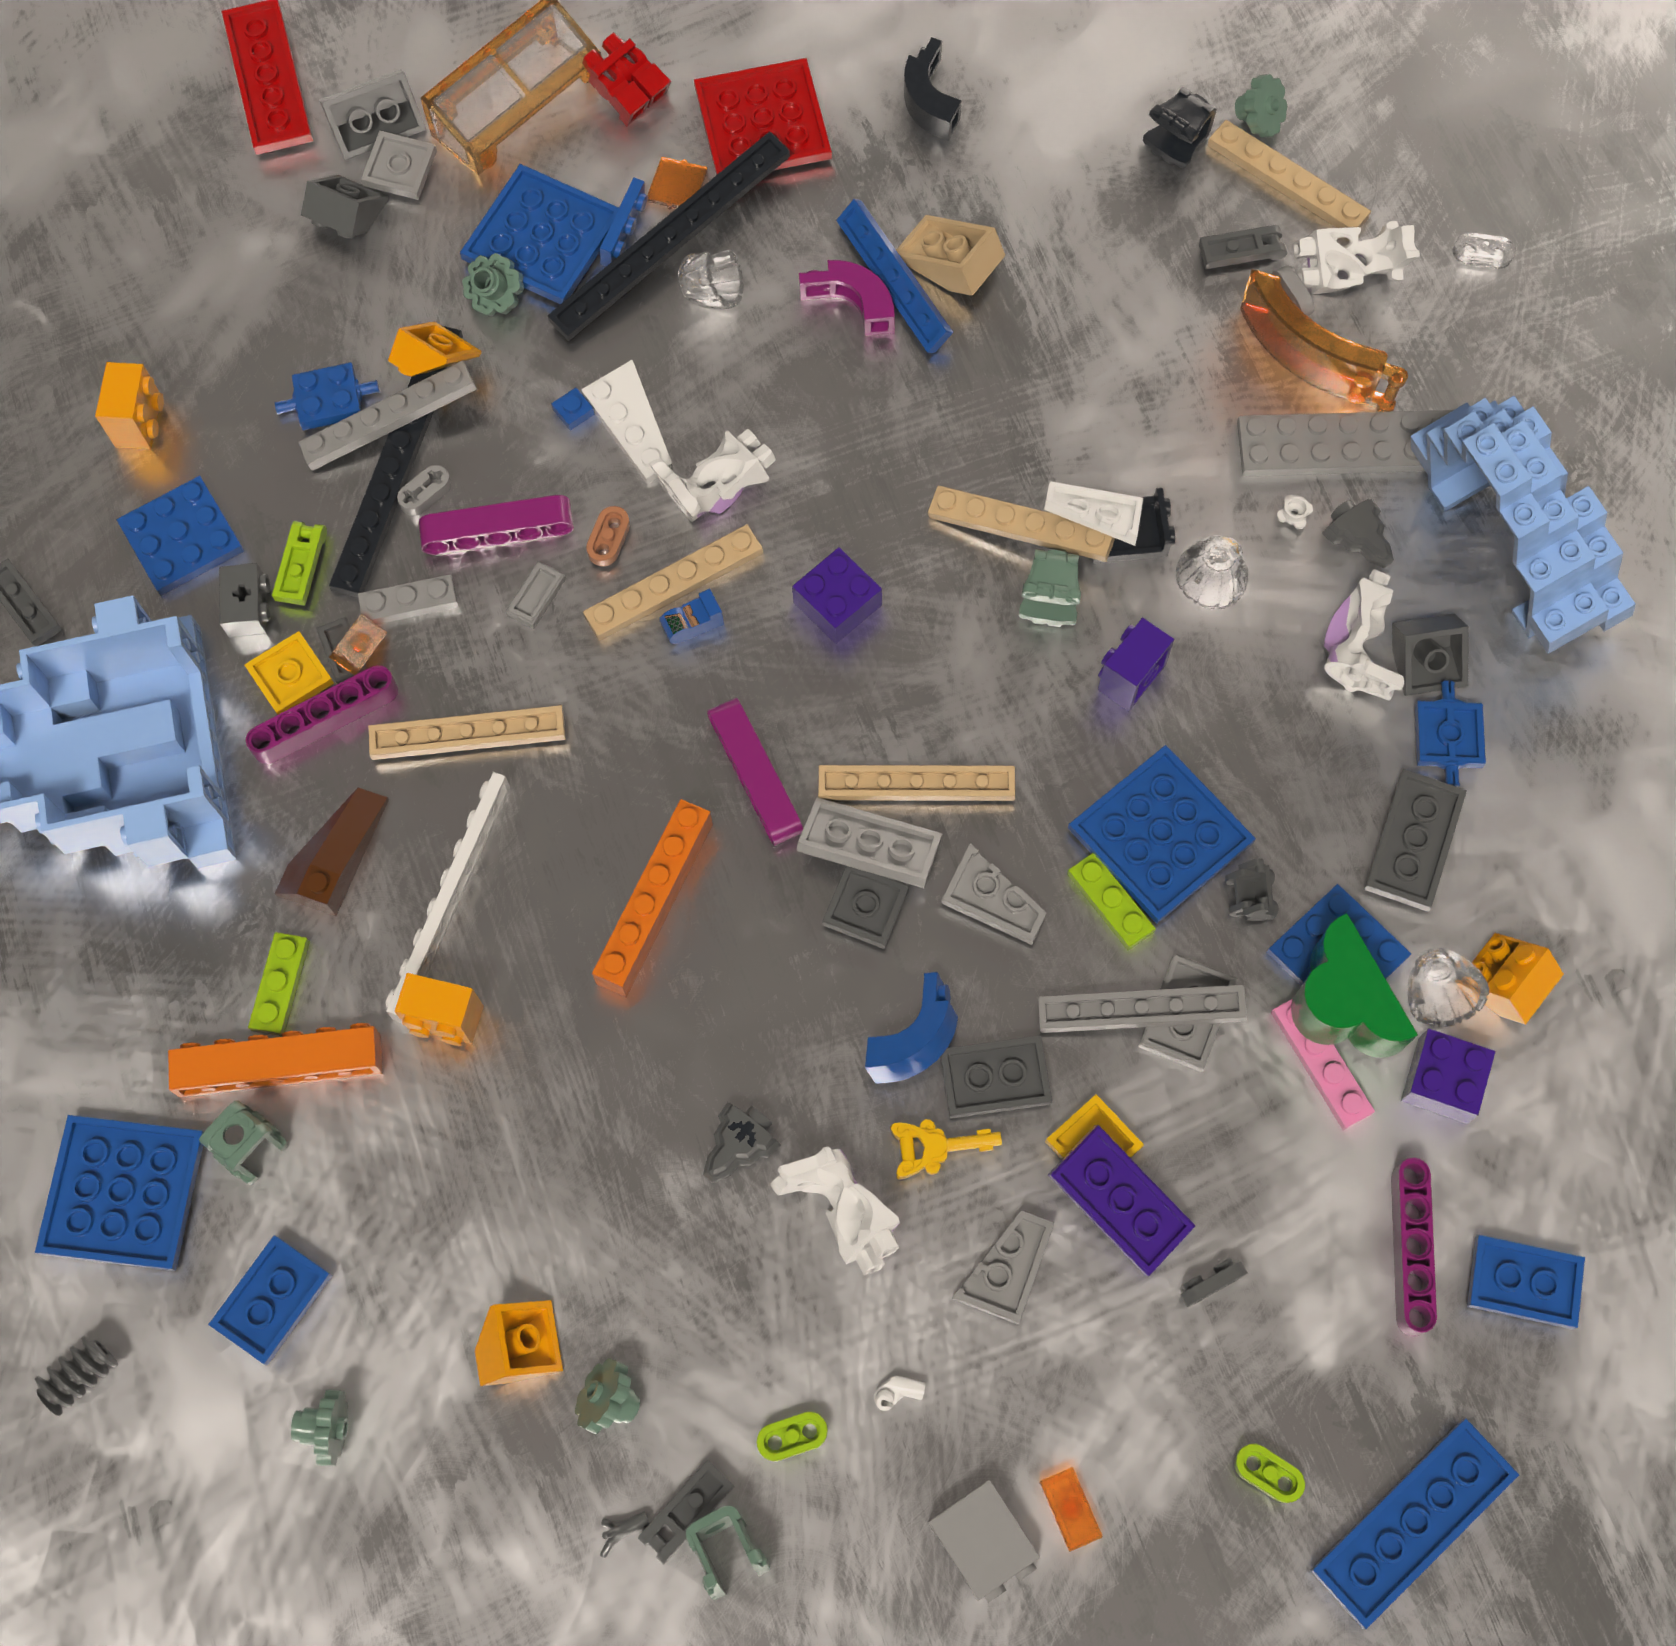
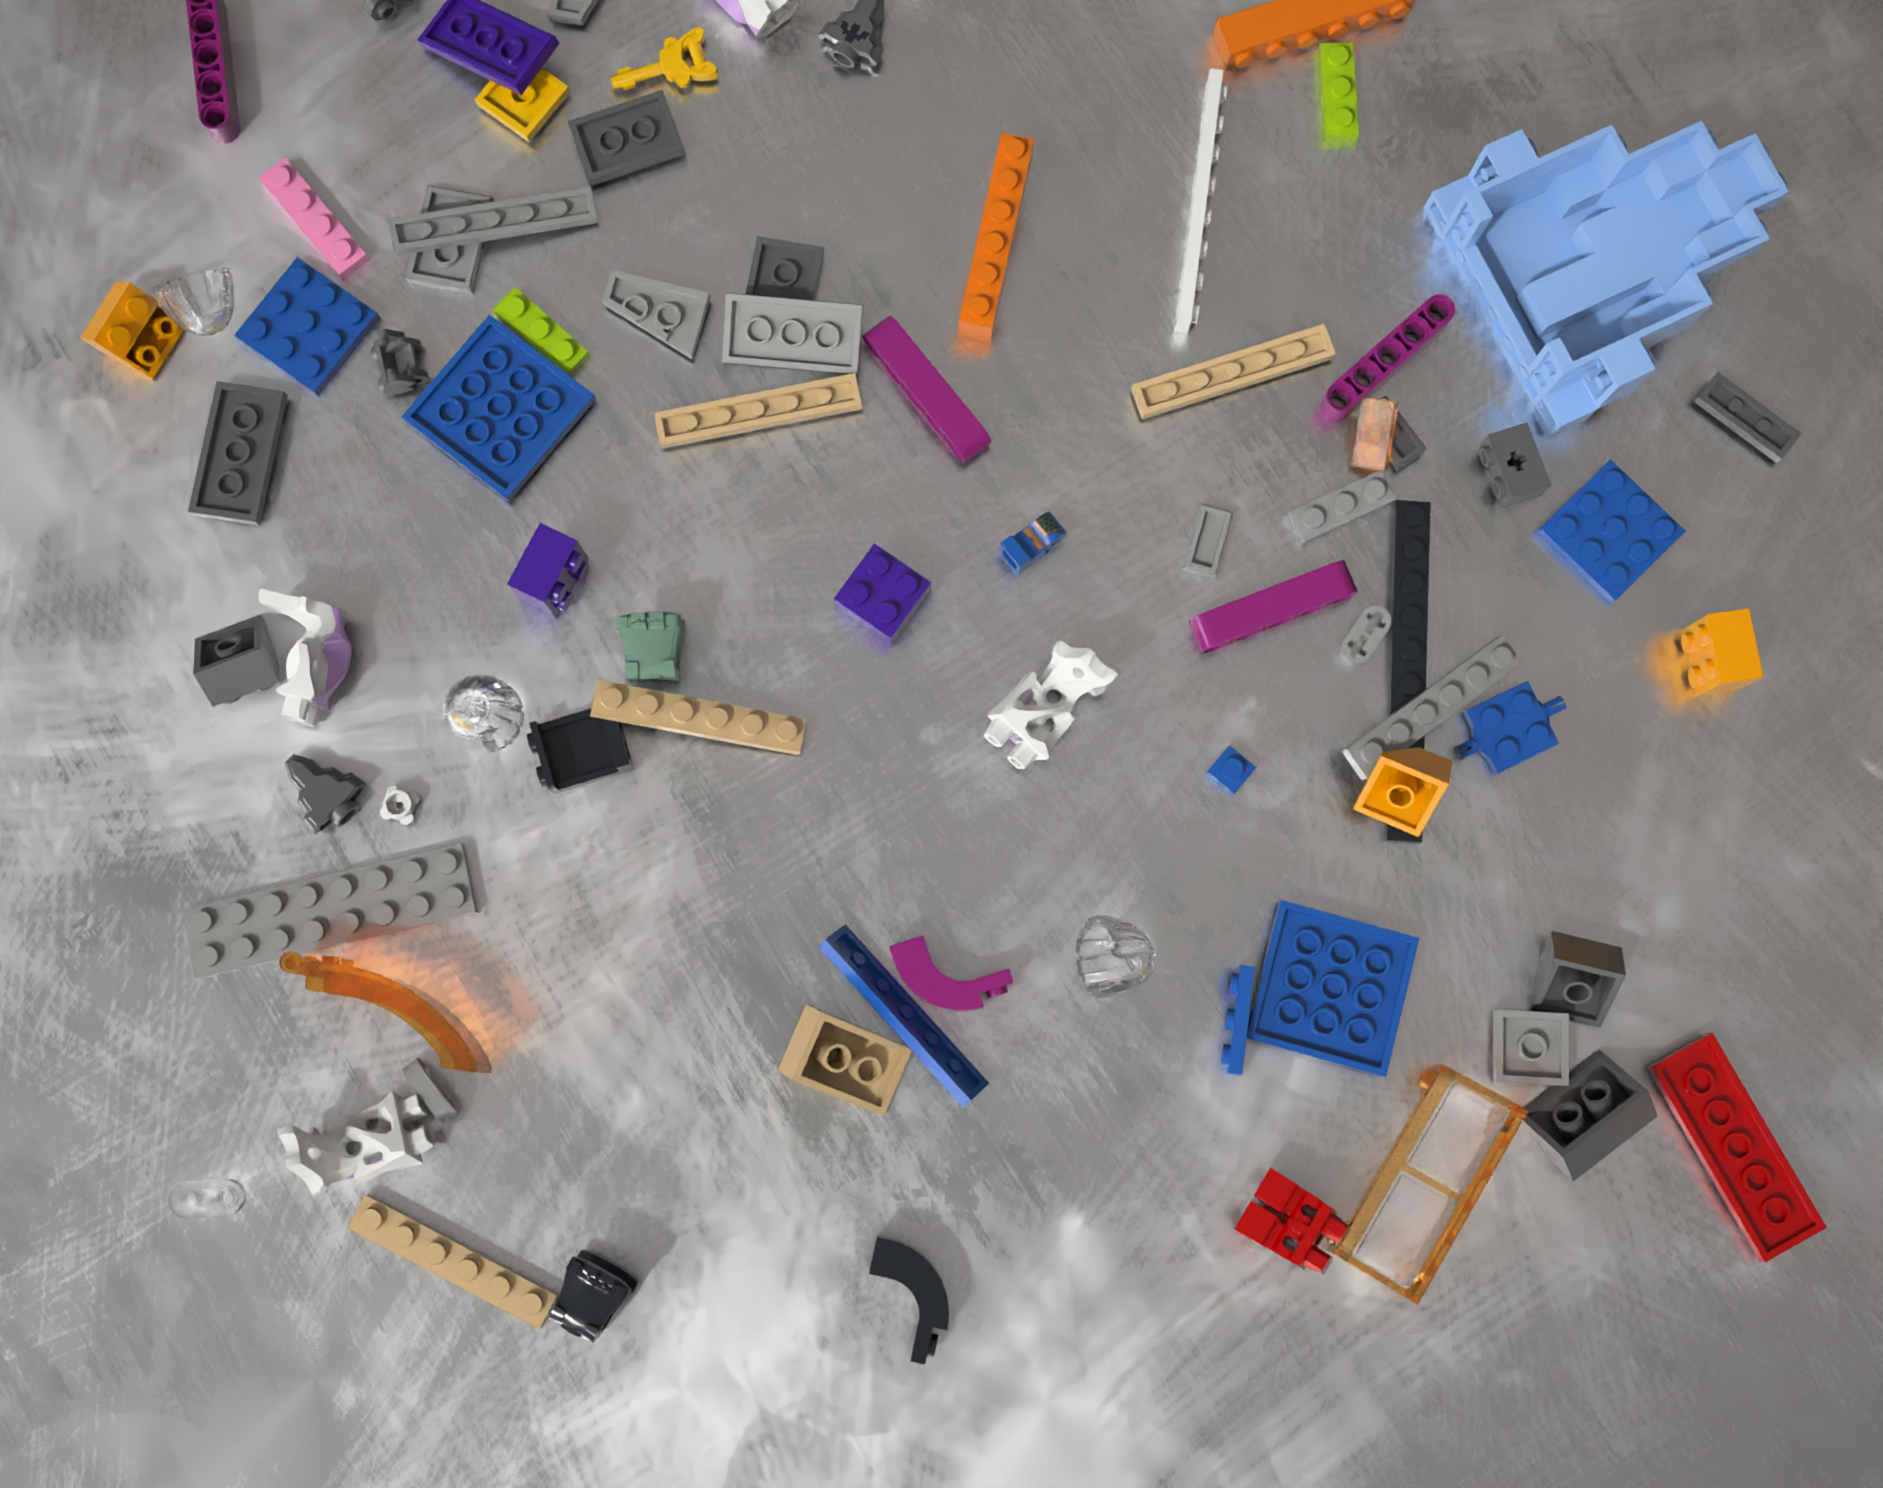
camera: 165 degrees right, 10 degrees up
(289, 673) = (1438, 396): yellow plate -> none
(299, 563) = (1471, 521): lime plate -> none
(329, 861) = (1332, 215): reddish brown wedge -> none
(439, 1009) = (1172, 80): light orange brick -> none
(493, 285) = (1367, 902): sand green plant -> none
(608, 538) = (1146, 620): nougat plate -> none
(628, 417) = (1170, 777): white wing -> none
(668, 236) = (1176, 1012): black plate -> none
(673, 582) = (1063, 585): tan plate -> none
(675, 182) = (1192, 1099): clear orange piece -> none
(753, 101) = (1111, 1210): red plate -> none
(919, 1045) = (720, 128): blue arch -> none
(1097, 509) = (612, 730): white wing -> none
(1242, 247) = (498, 1143): dark grey plate -> none
(1263, 106) = (494, 1348): sand green plant -> none
(1349, 997) = (293, 248): green brick -> none
(1448, 1076) = (189, 218): dark purple brick -> none
(1450, 734) = (210, 574): blue plate -> none
(1526, 1282) = (106, 52): blue plate -> none
(1557, 539) = (144, 795): light blue panel -> none

